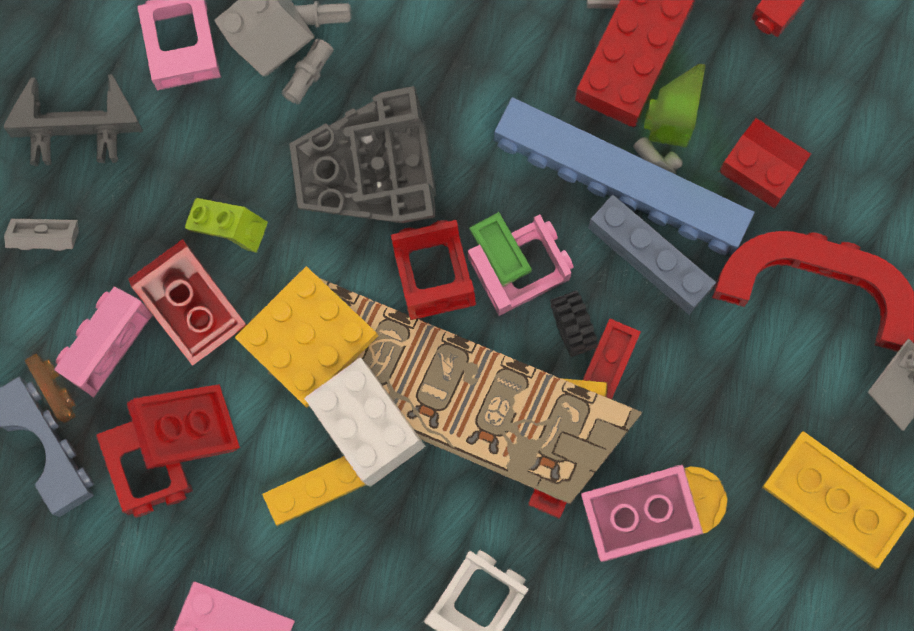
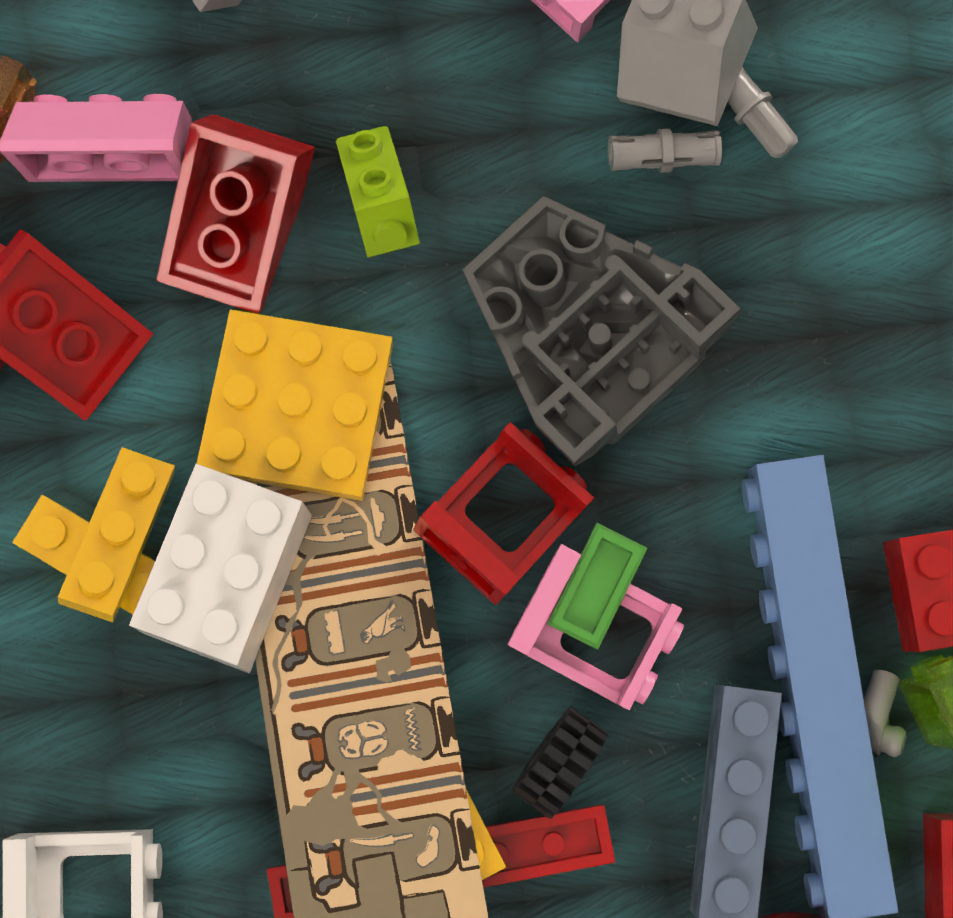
camera: 50 degrees right, 5 degrees up
(310, 466) = (116, 535): none -> yellow plate

